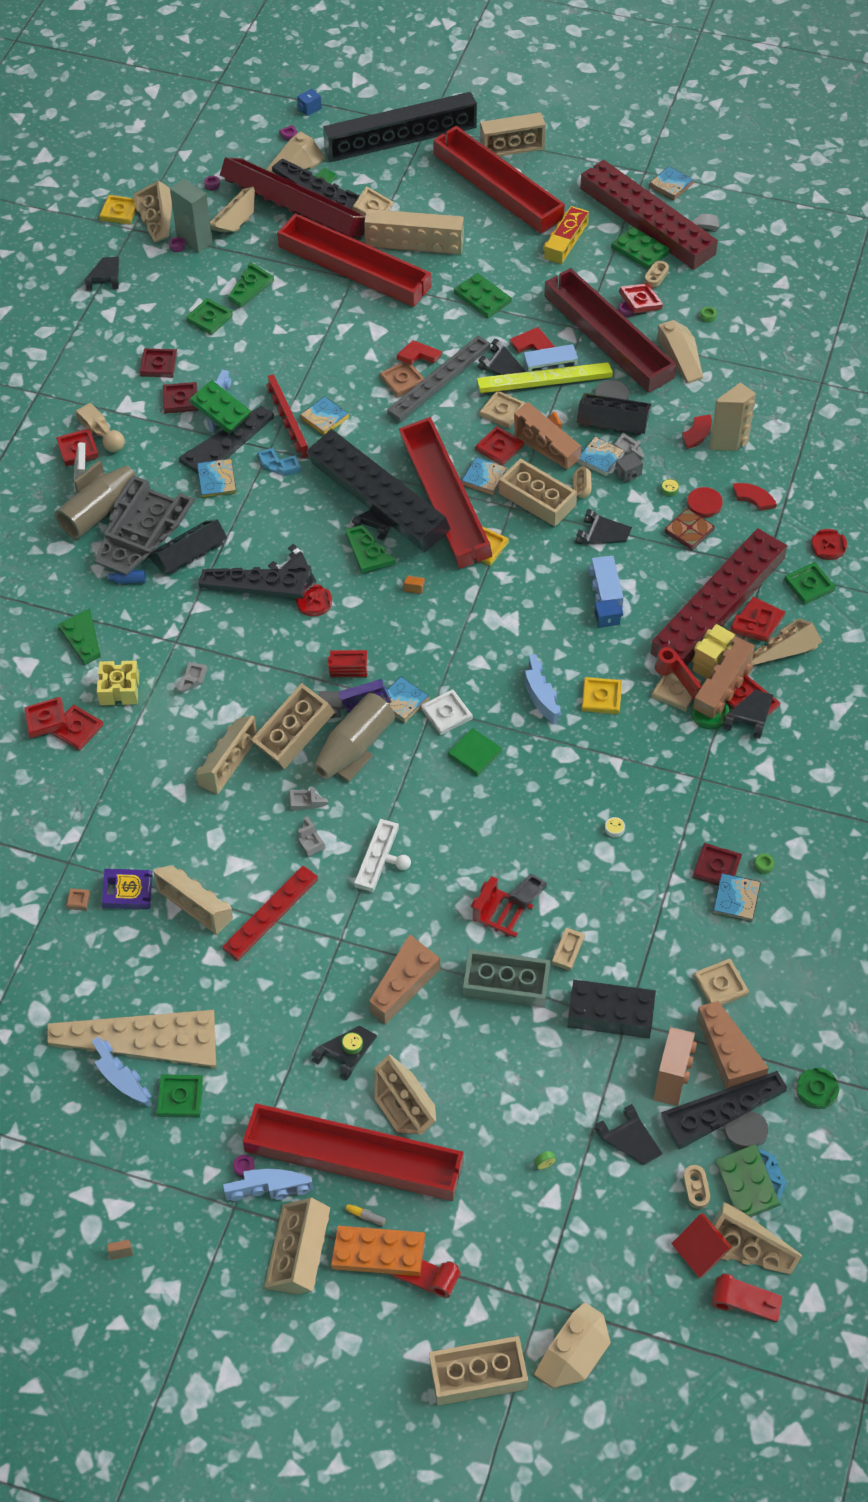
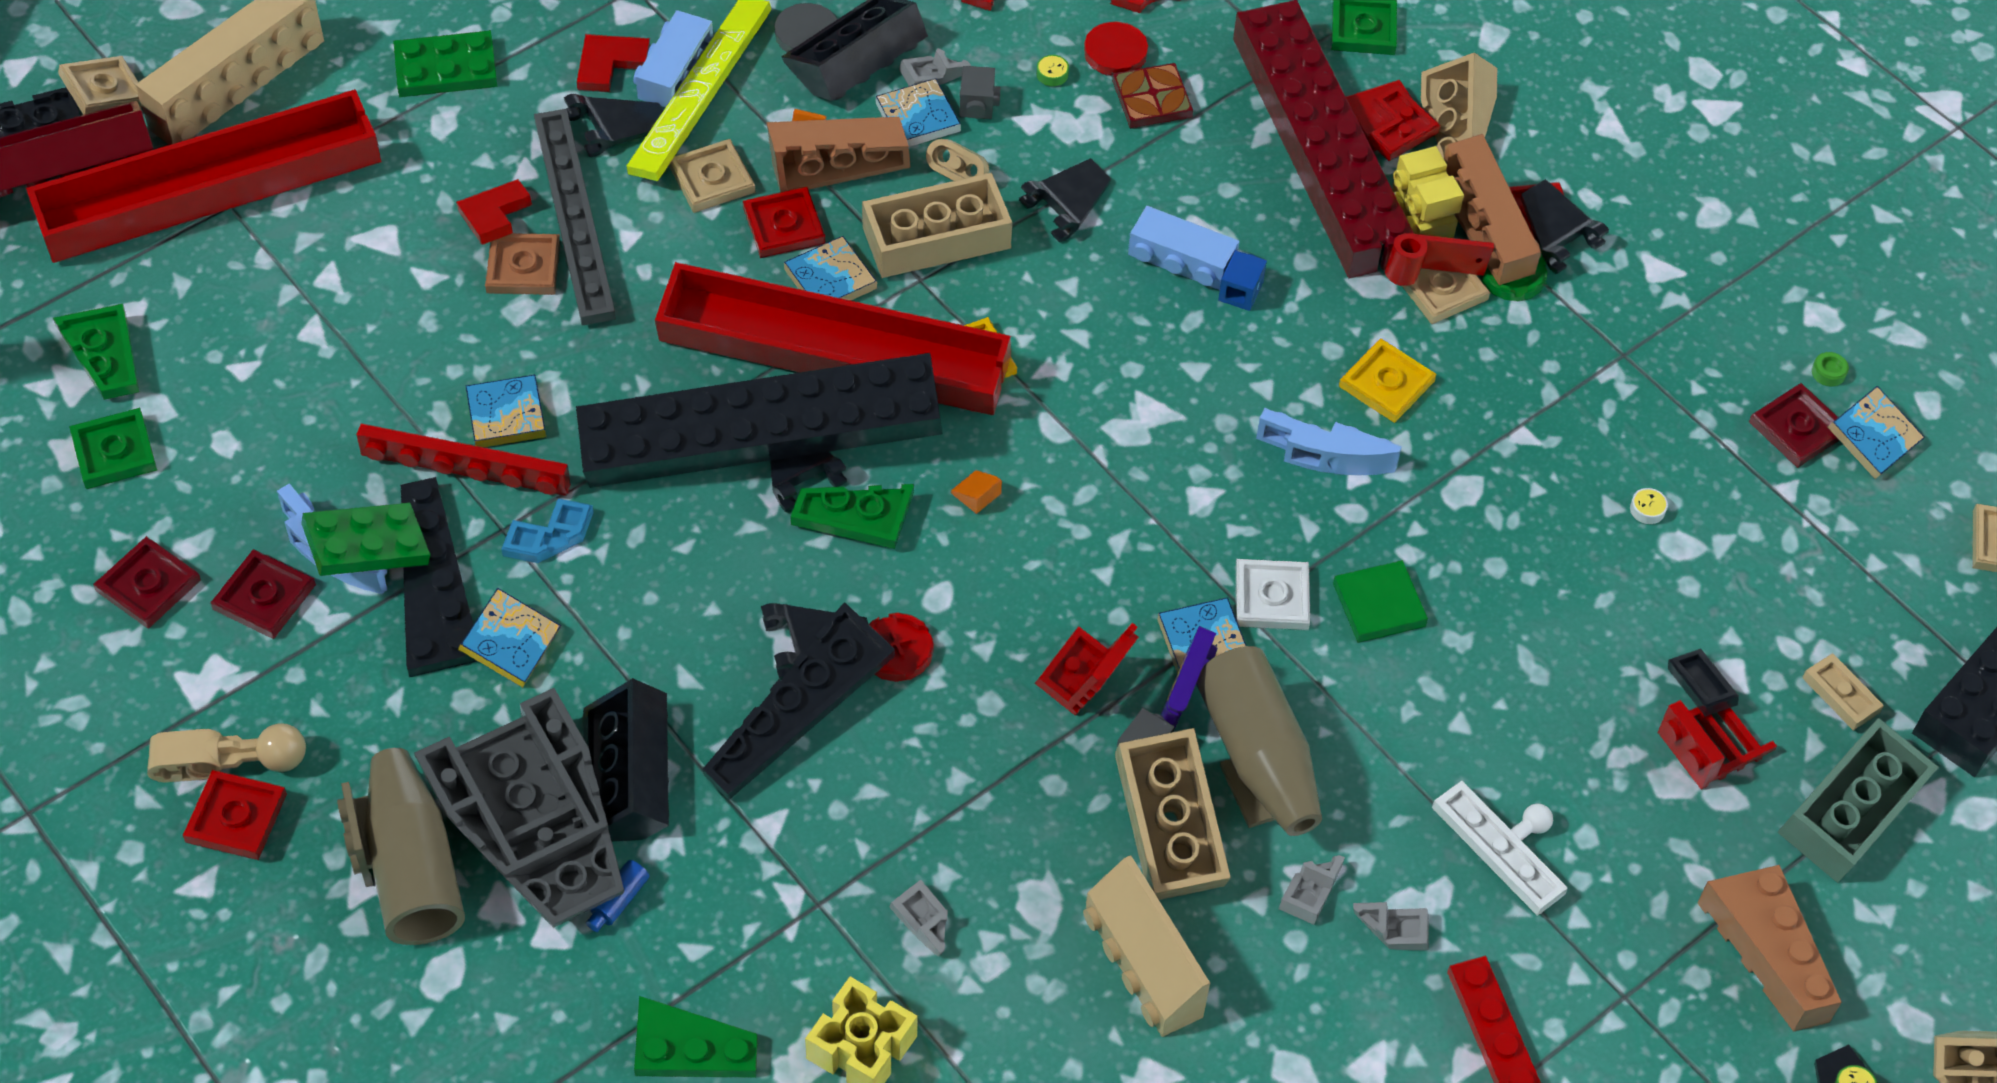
camera: 60 degrees left, 0 degrees up
(79, 465) = (304, 831): white tile -> none

